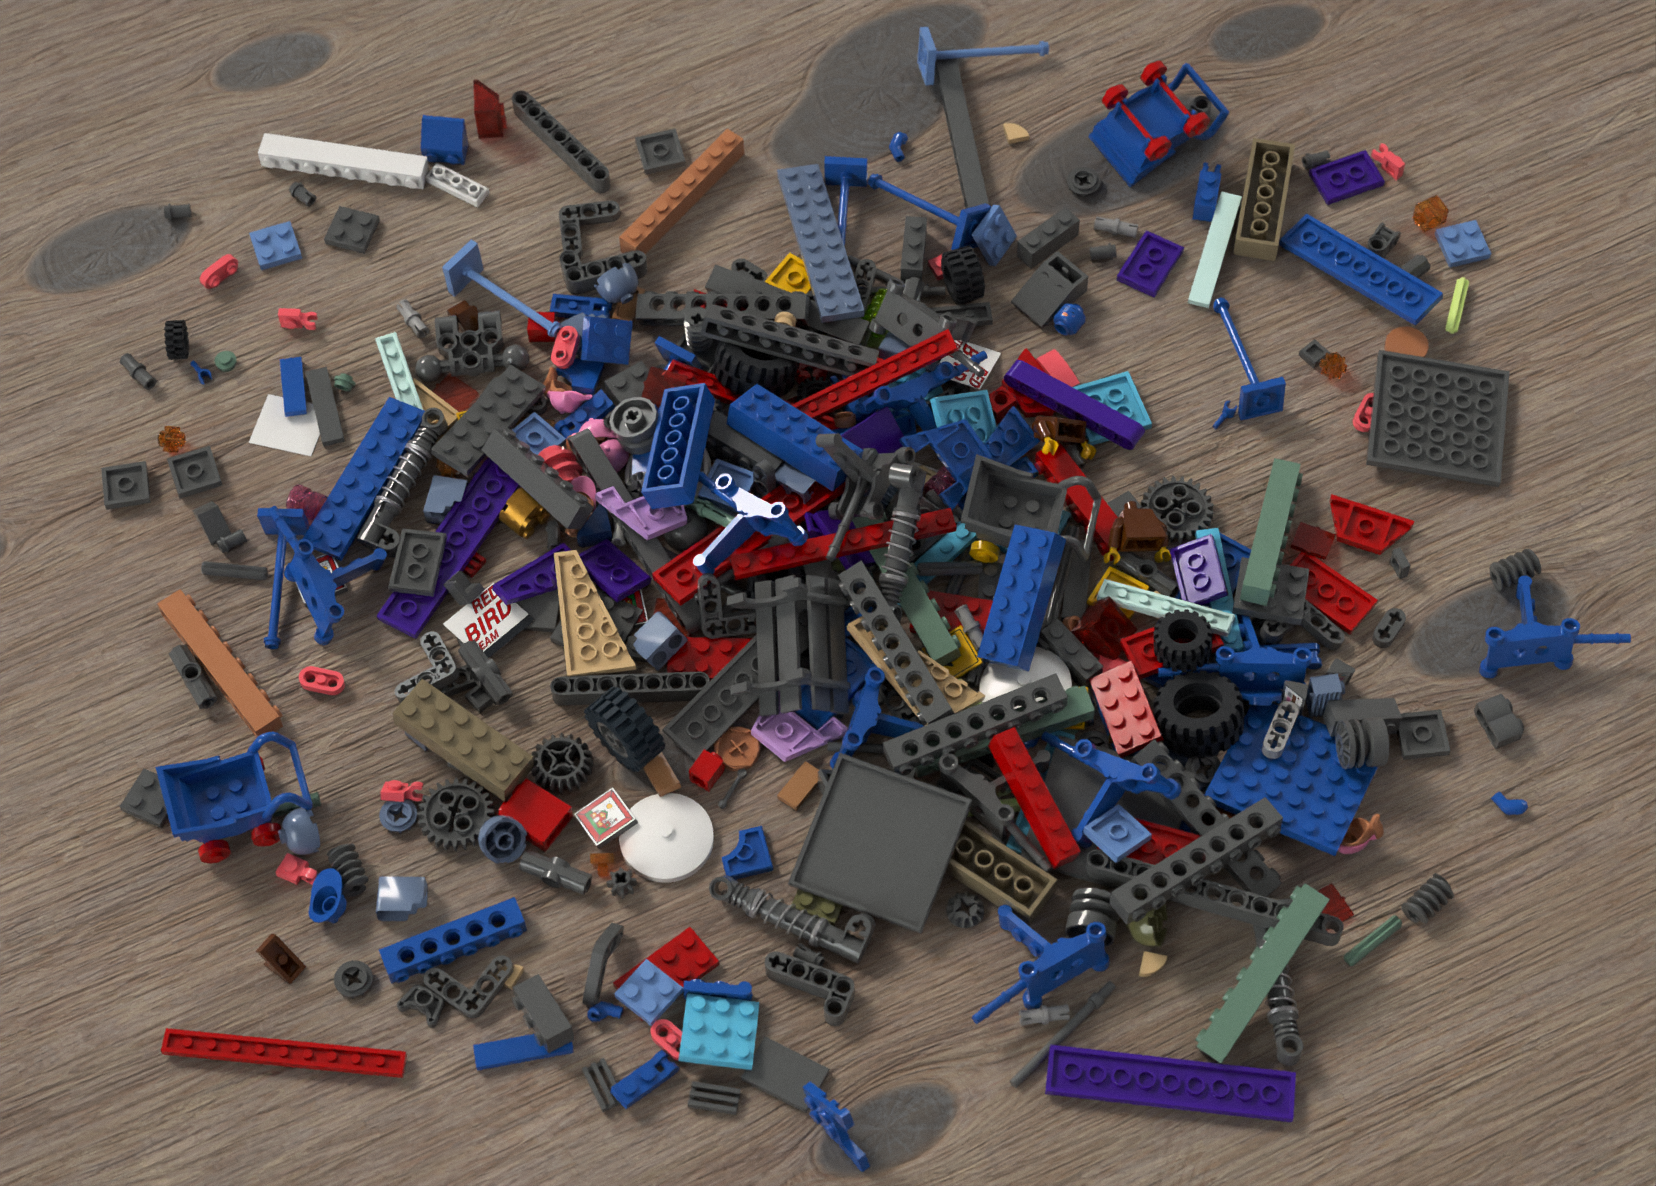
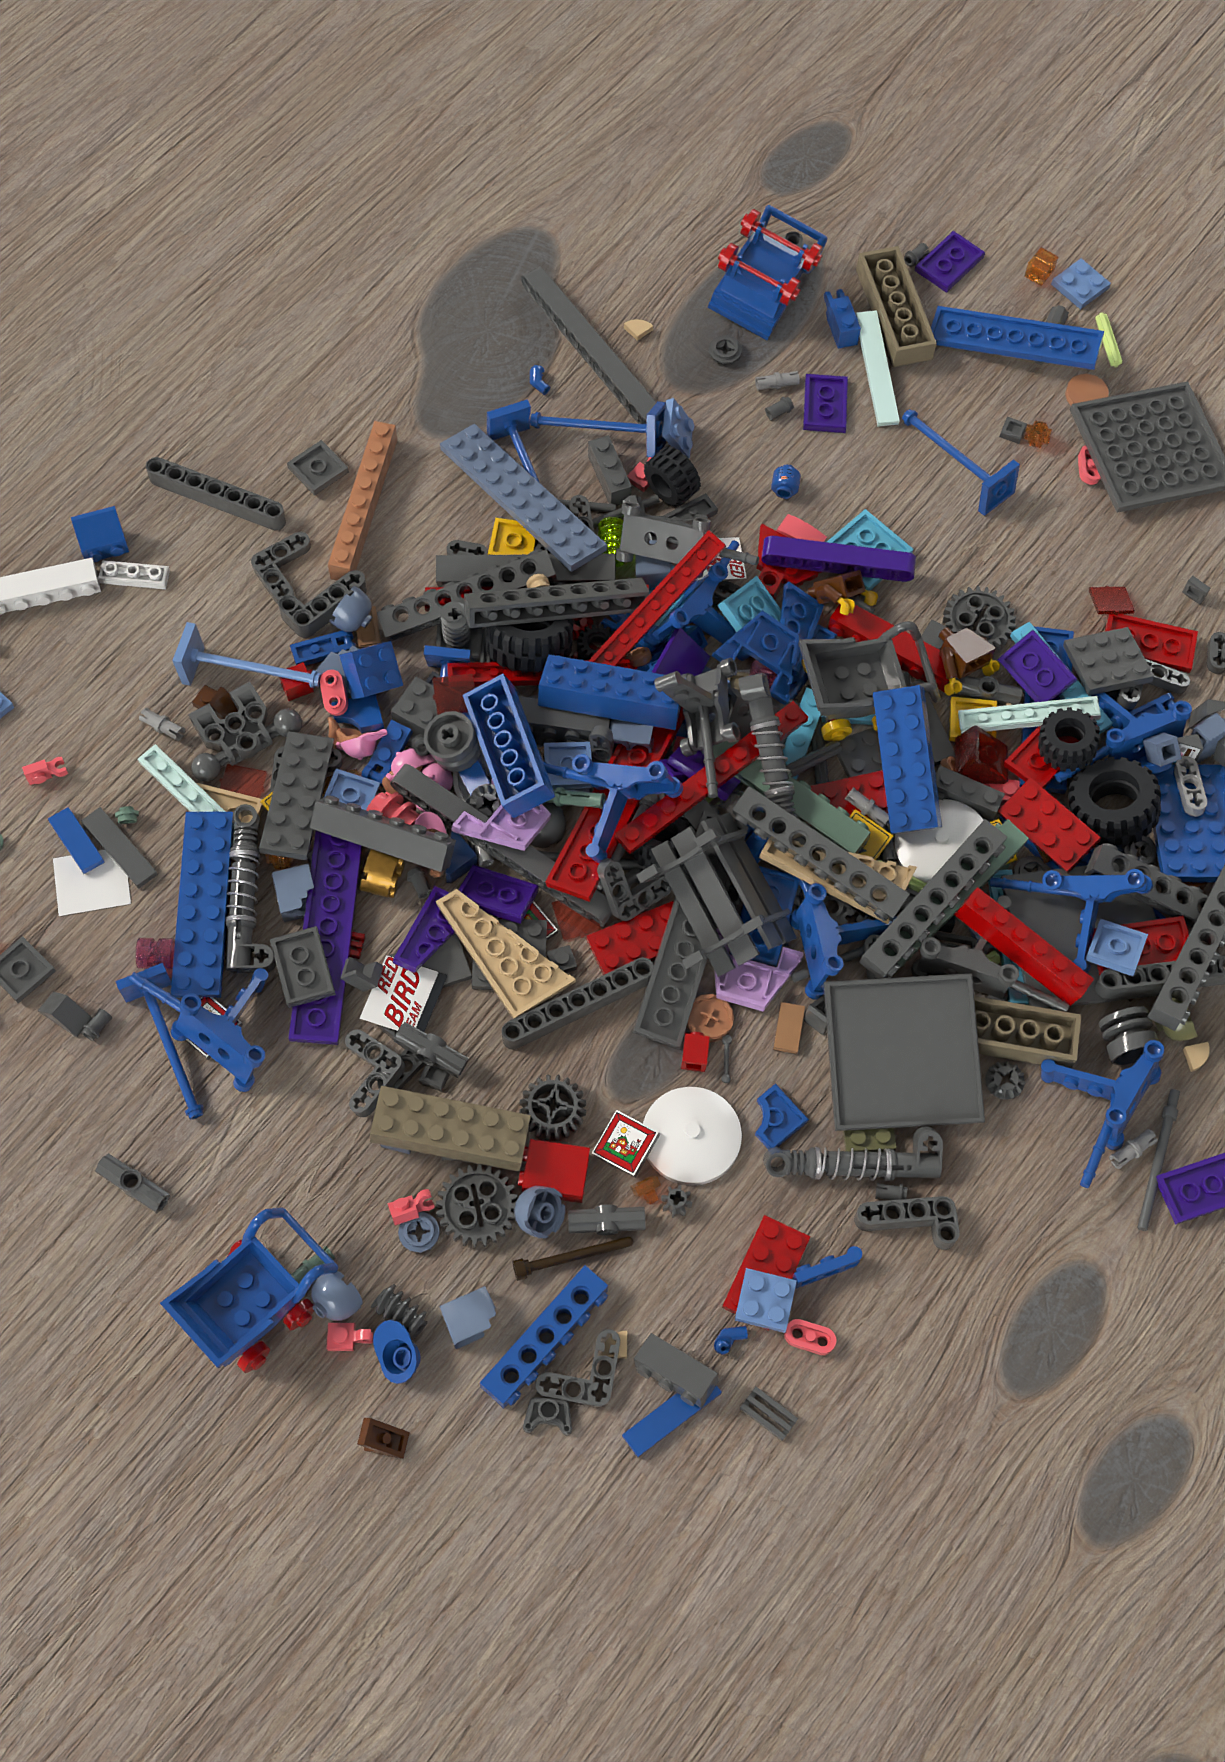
camera: 30 degrees left, 5 degrees up
(146, 799) = (153, 1331): dark grey plate -> none
(219, 663) = (154, 1158): nougat brick -> none
(234, 570) = (115, 1054): dark grey axle -> none
(284, 1053) = (436, 1535): red plate -> none
(323, 680) = (267, 1127): coral plate -> none
(351, 969) = (456, 1414): dark grey gear -> none
(352, 229) = (51, 659): dark grey plate -> none
(467, 880) = (523, 1268): none -> dark brown piece
(488, 112) = (130, 490): clear red slope -> none
(601, 952) = (706, 1291): dark grey beam -> none
(624, 729) = (604, 1047): black wheel -> none
(644, 1079) = (806, 1390): blue plate -> none
(658, 640) = (581, 944): sand blue piece -> none
(662, 775) = (653, 1075): medium nougat tile -> none
(713, 1097) = (900, 1369): dark grey tile -> none
(719, 1031) = (851, 1307): medium azure plate -> none
(784, 1073) = (933, 1319): dark grey tile -> none
(835, 1123) = (1015, 1348): blue wing -> none
(928, 55) = (525, 281): medium blue tile -> none
(1048, 238) = (724, 413): dark grey brick -> none
(1050, 288) = (755, 460): dark grey slope -> none
(1226, 413) = (969, 513): blue hand -> none
(1266, 684) = (1162, 749): none -> sand blue brick
(1270, 532) = (1080, 607): sand green brick -> none
(1366, 526) = (1146, 568): red wing -> none
(1383, 240) = (1015, 304): dark grey piece -> none
(1390, 162) = (982, 234): coral plate -> none

